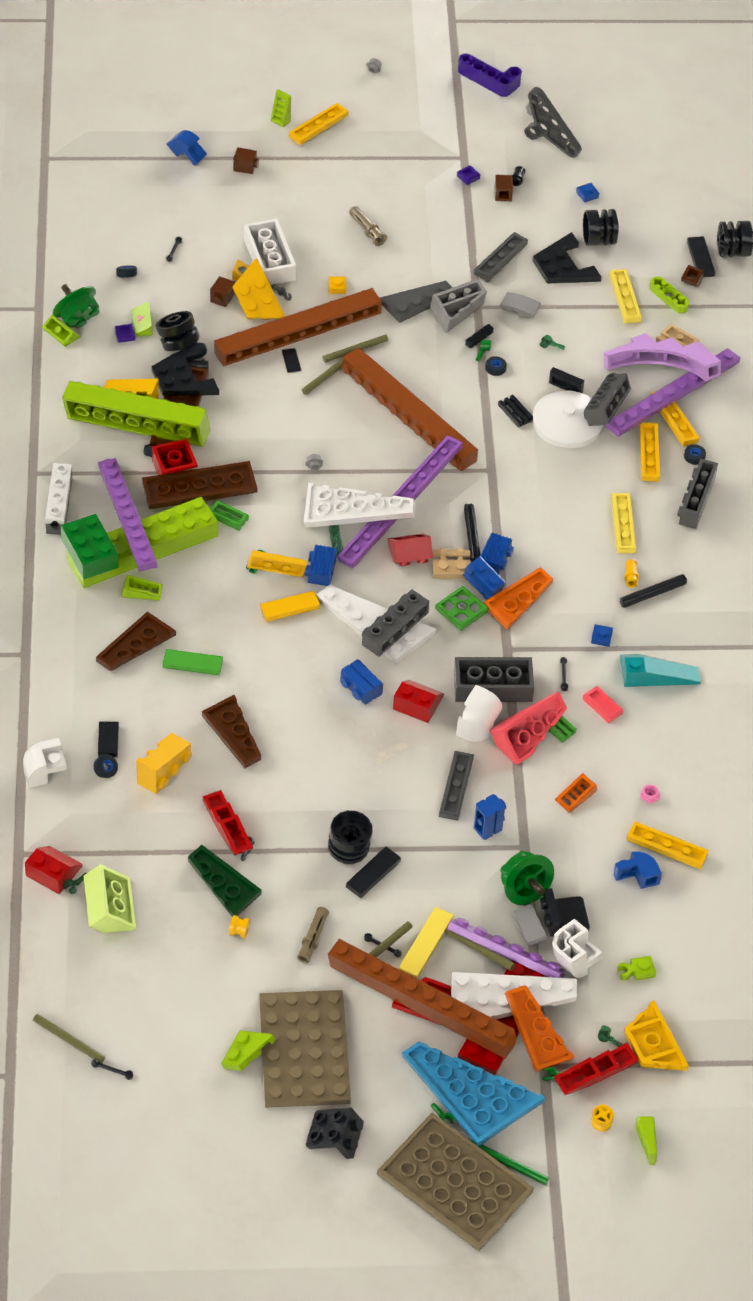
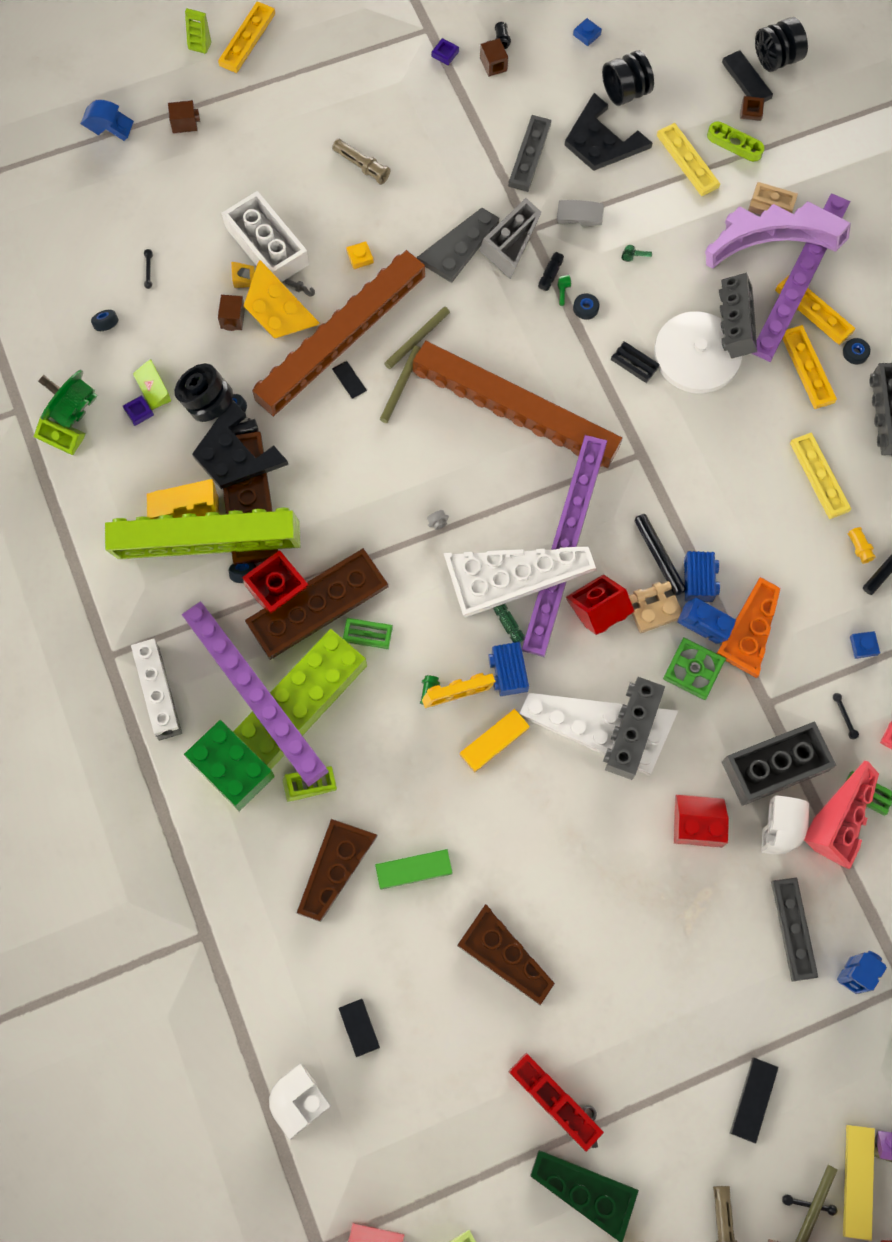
camera: 20 degrees left, 20 degrees up
(112, 765) = (364, 1071): black wheel -> none
(162, 763) = (444, 1042): yellow wedge -> none
(350, 837) = (723, 1083): black wheel -> none
(361, 682) = (625, 824): blue brick -> none
(565, 380) = (676, 302): black tile -> none

